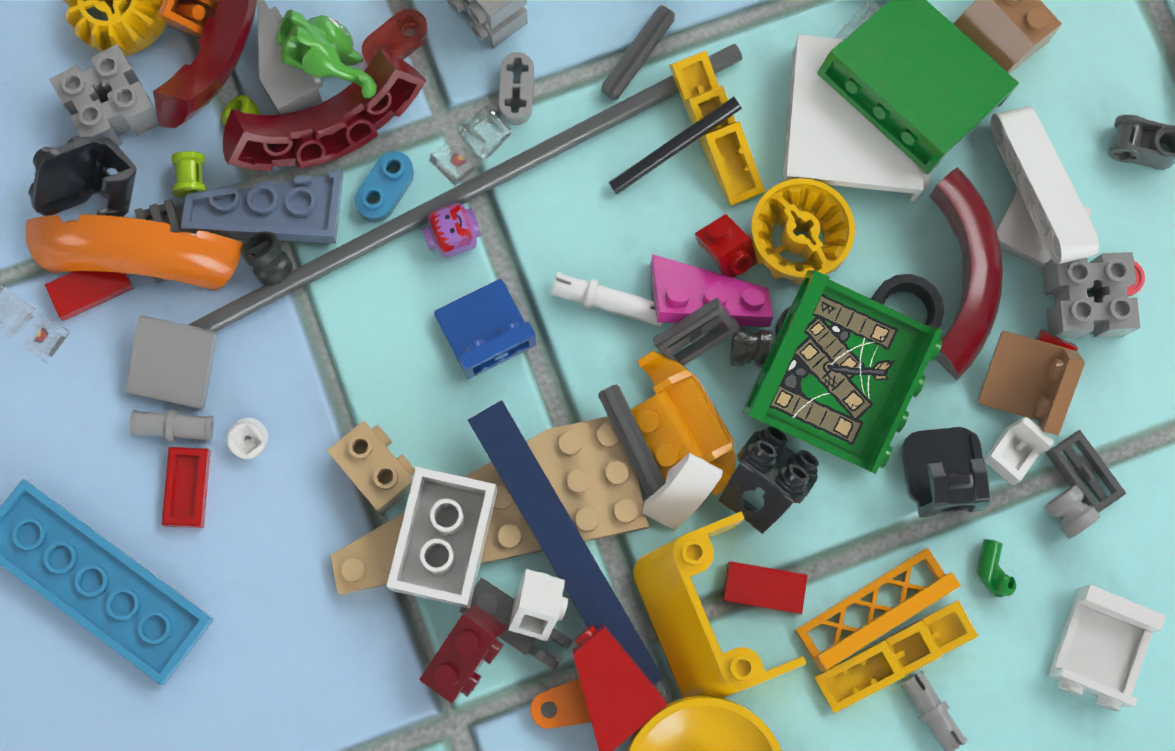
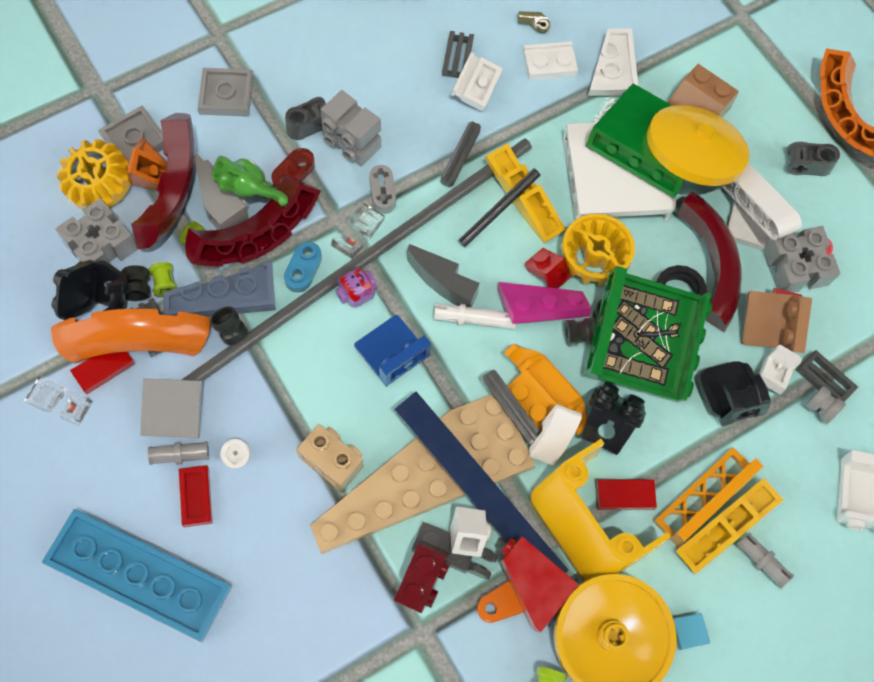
camera: 10 degrees left, 10 degrees down
(151, 174) = (136, 283): none -> pearl dark grey wheel
(442, 537) = (392, 494): white brick -> none
(576, 235) = (443, 276): none -> dark grey slope
(692, 330) = (538, 324): dark grey tile -> none
(978, 101) = (697, 145): none -> yellow dish
(990, 572) = (782, 459): green arm -> none

